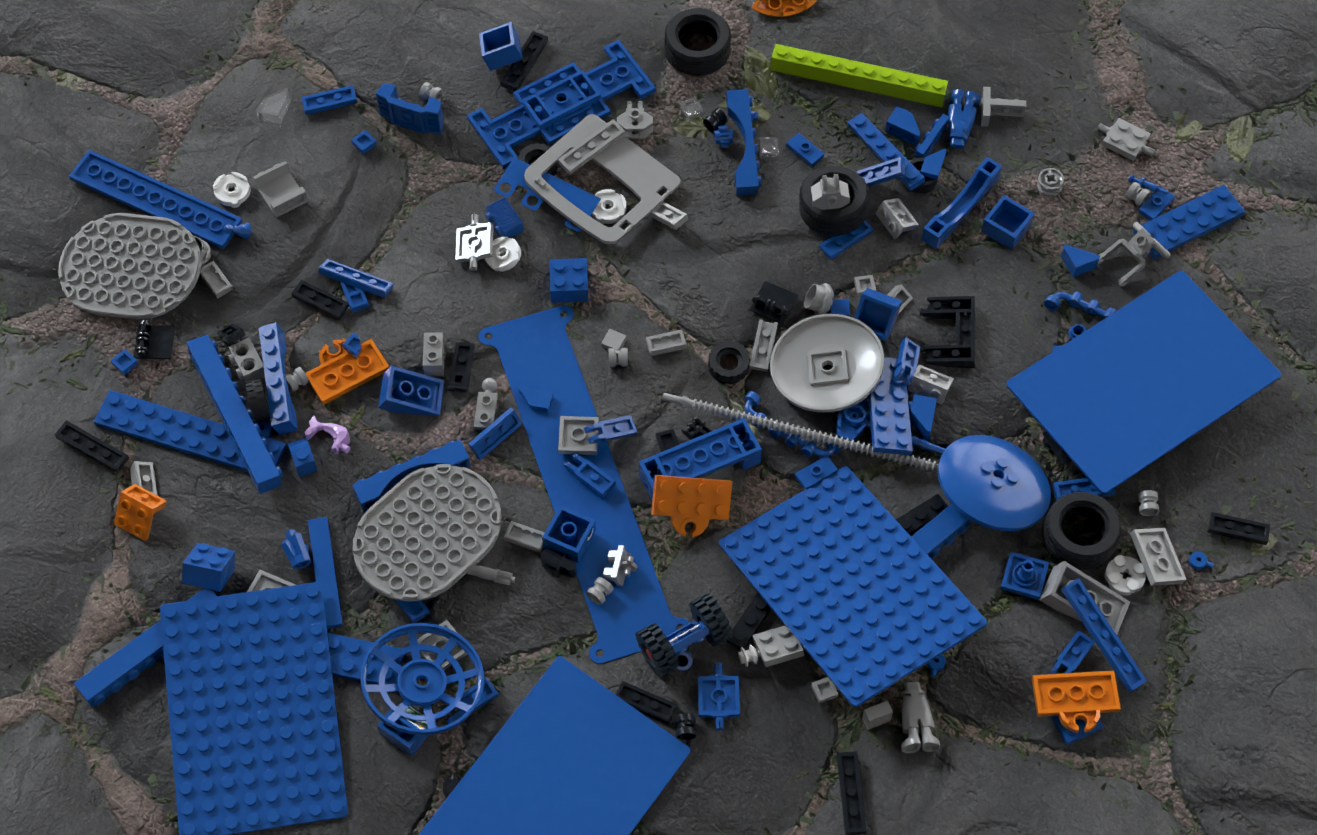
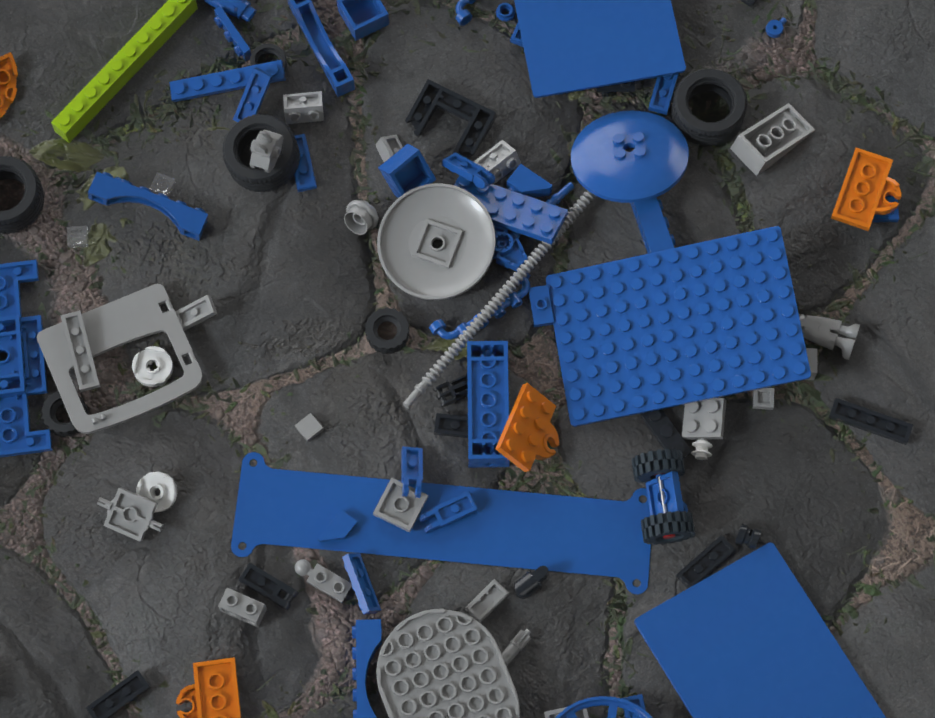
camera: 65 degrees left, 10 degrees up
(352, 345) = (194, 684): blue tile -> none
(355, 278) = (110, 651): blue tile -> none
(355, 297) = (131, 661): blue tile -> none
(410, 392) = (274, 648): blue slope -> none
(504, 218) = (116, 473): blue brick -> none
(515, 176) = (131, 389): blue piece -> none
(568, 280) = (222, 440): blue piece -> none
(569, 533) = (507, 557): blue brick -> none
(599, 591) = (577, 555): light grey wheel -> none
(622, 357) = (332, 430): light grey wheel -> none
(622, 565) = (566, 532): light grey hips -> none
(636, 121) = (68, 296): light grey hinge -> none
(666, 342) = (336, 379): light grey plate -> none
(716, 119) = (105, 220): black wheel -> none
(718, 697) = (730, 494): blue plate -> none
(723, 136) = (129, 221): blue gear -> none
(763, 345) = (384, 290): light grey hinge -> none
(773, 302) = (340, 260): black hinge -> none
(805, 150) = (182, 153): blue plate -> none
(840, 306) = (379, 202): blue tile -> none
(864, 282) = (364, 170): light grey plate -> none
(903, 126) = (205, 51): blue slope -> none
(922, 514) = (626, 232): black plate -> none
(932, 164) = (267, 46): blue tile -> none
(1024, 575) = (727, 176): blue plate -> none
(1073, 653) = (820, 175): blue hinge -> none
(1103, 635) = (817, 139): blue plate -> none
(1130, 584) = (768, 85): white plate -> none
(1148, 503) = (700, 37): light grey wheel -> none
(1158, 556) = (760, 58): light grey plate -> none

